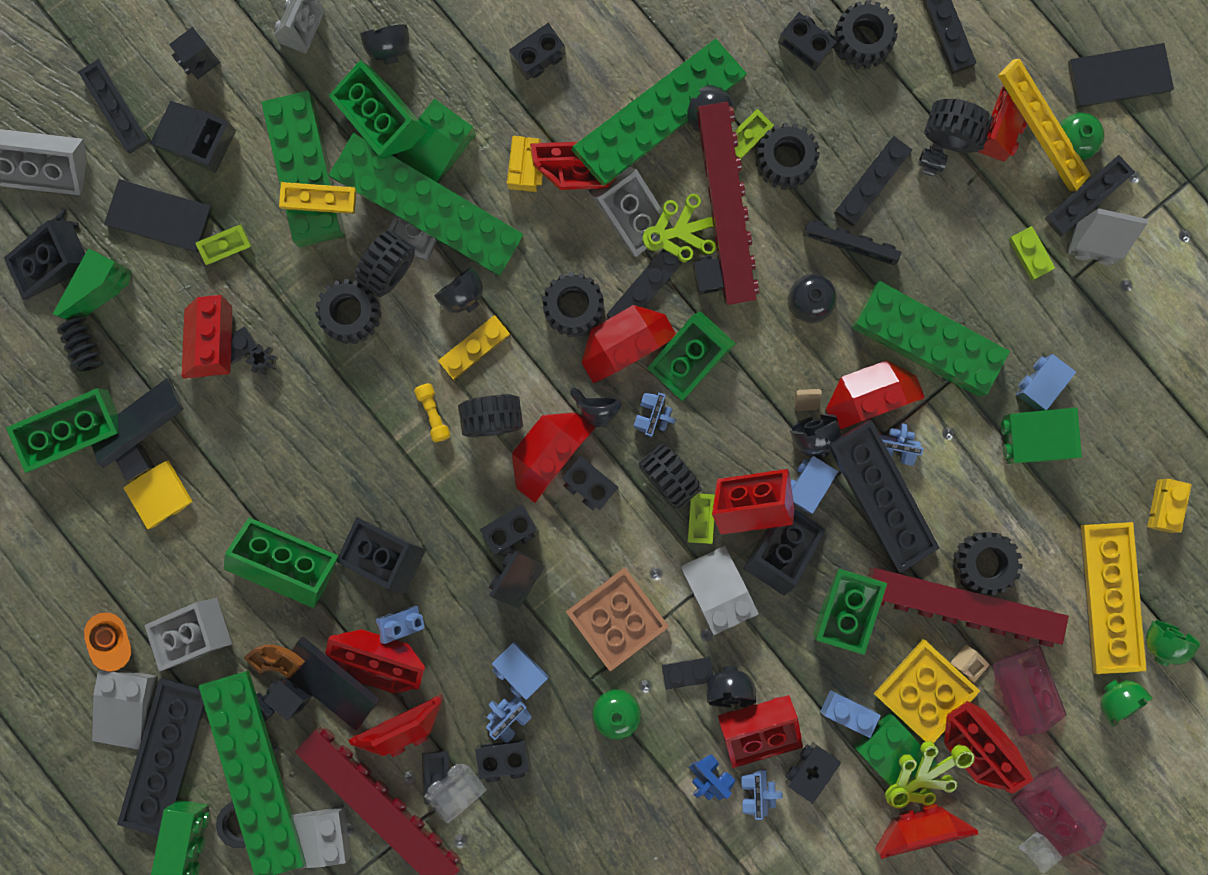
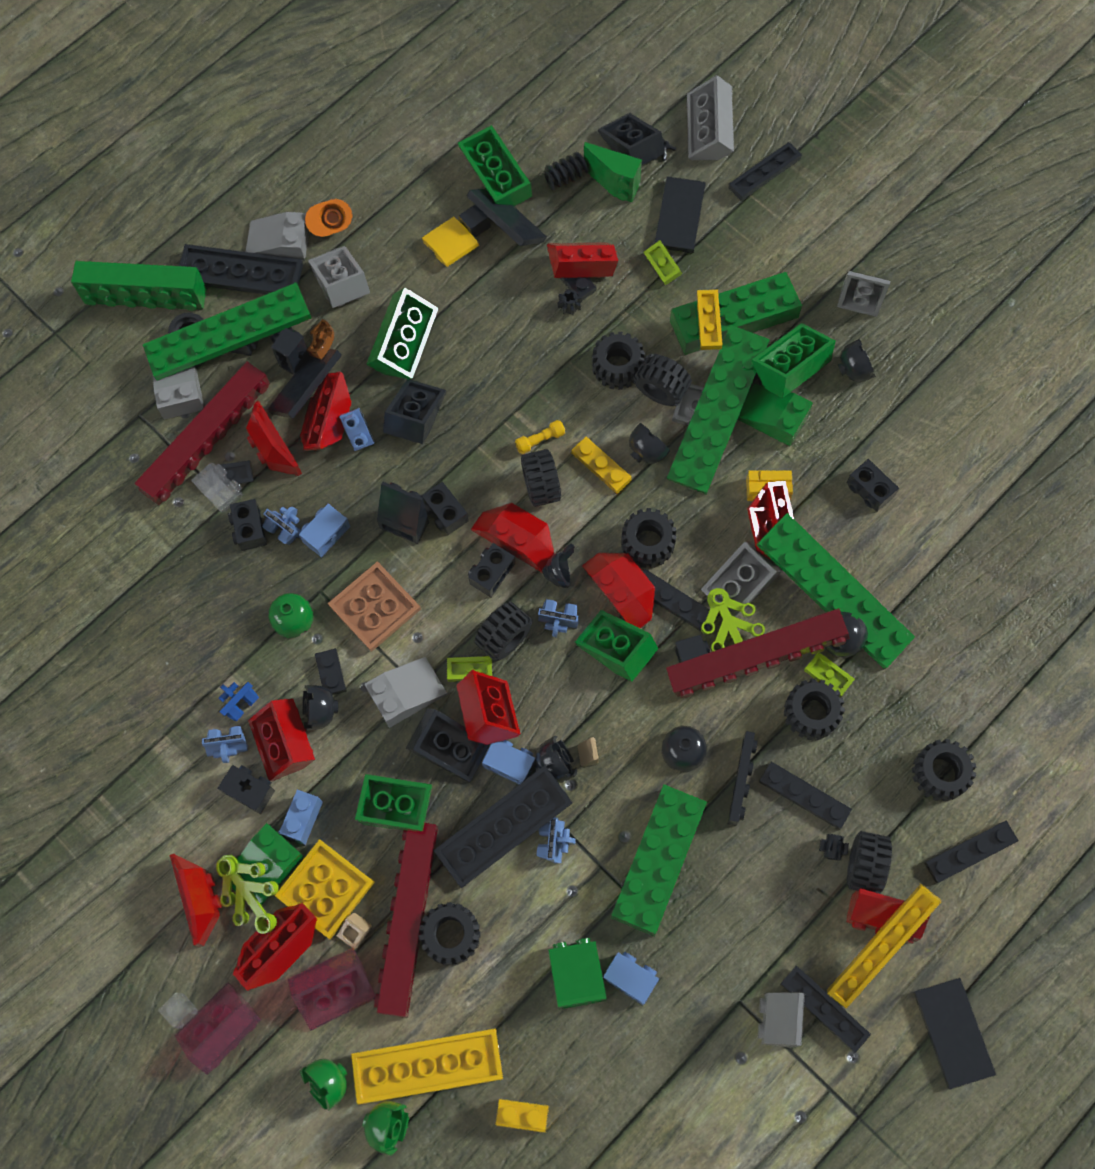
camera: 85 degrees right, 15 degrees down
(193, 54) = (818, 219): black brick -> none
(194, 135) = (749, 231): black slope -> none
(802, 45) = (924, 716): black brick -> none
(873, 393) = (601, 813): red wedge -> none
(1031, 253) = (758, 956): lime plate -> none
(1084, 133) = (884, 995): green cylinder -> none

